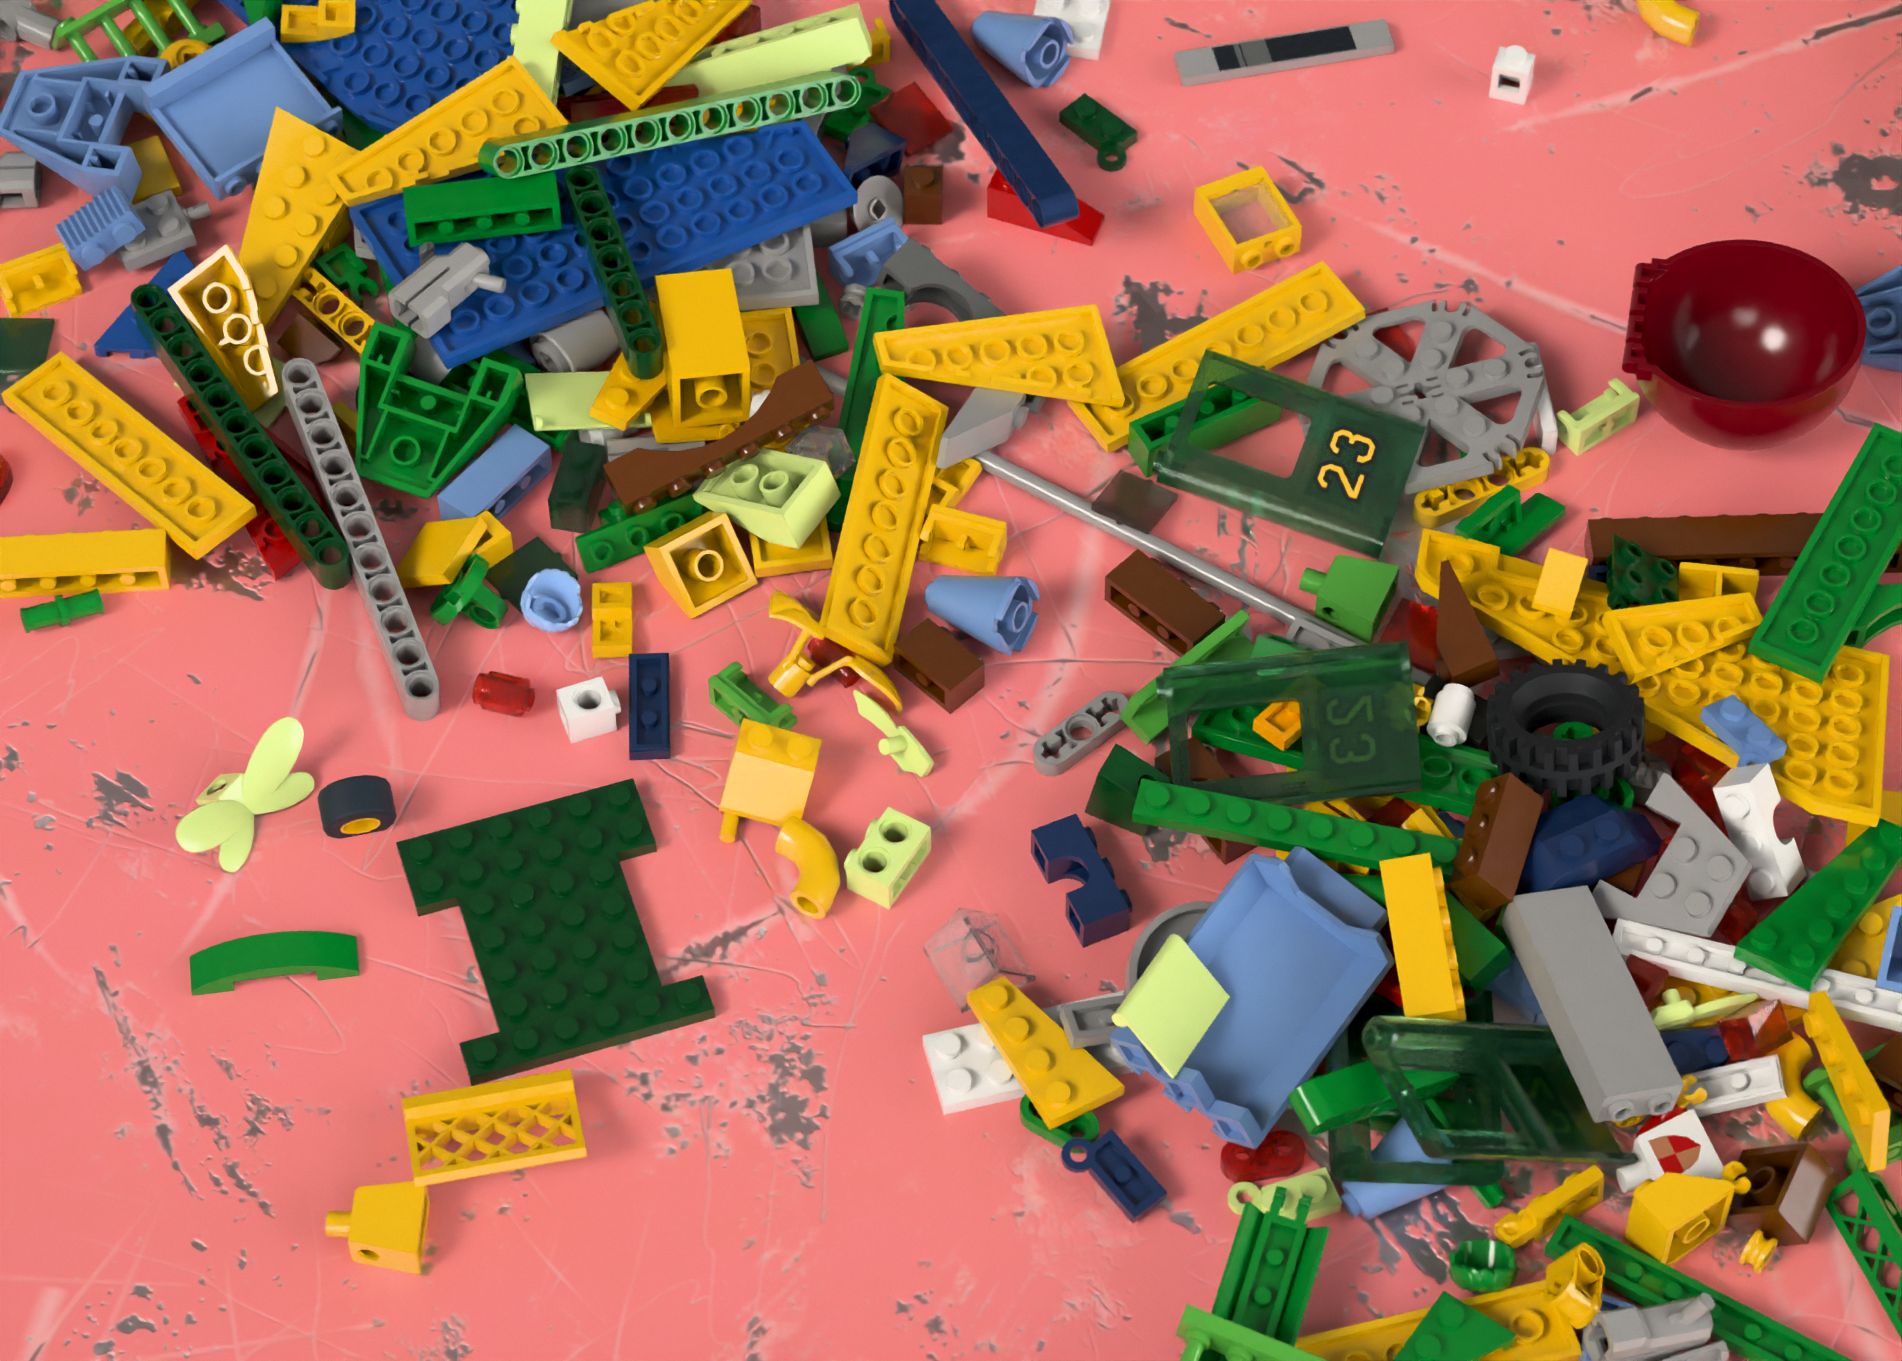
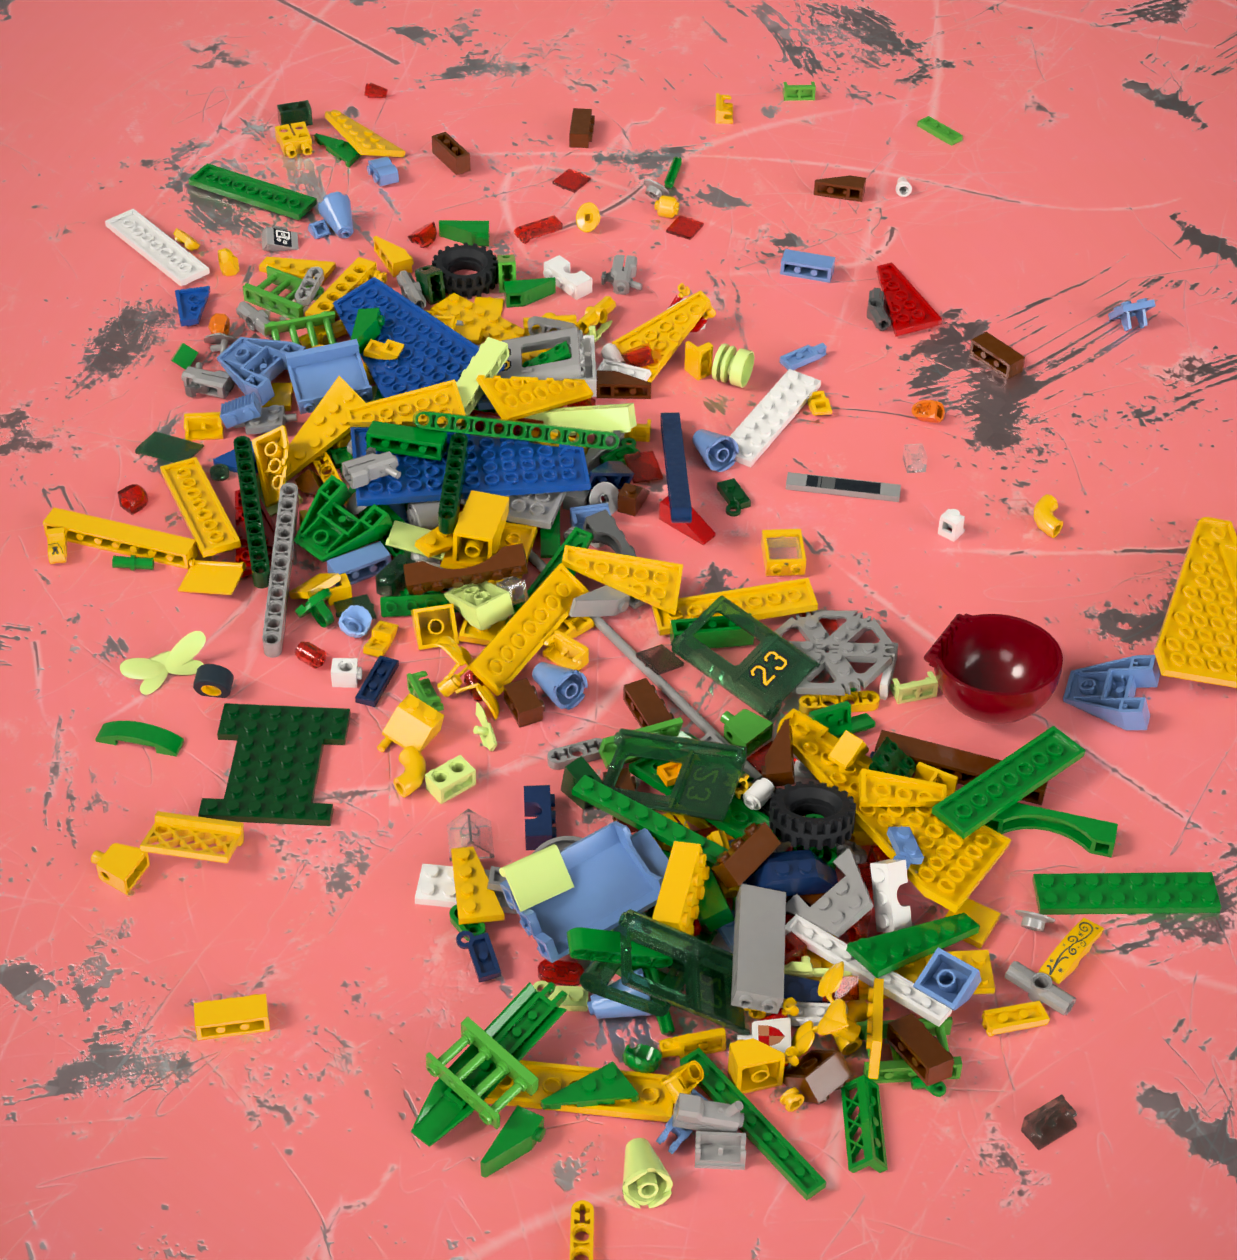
camera: 20 degrees right, 10 degrees down
(118, 368) = (219, 472): none -> clear green tile
(231, 594) = (212, 577): none -> yellow piece
(1800, 1099) = (834, 1020): none -> yellow plant

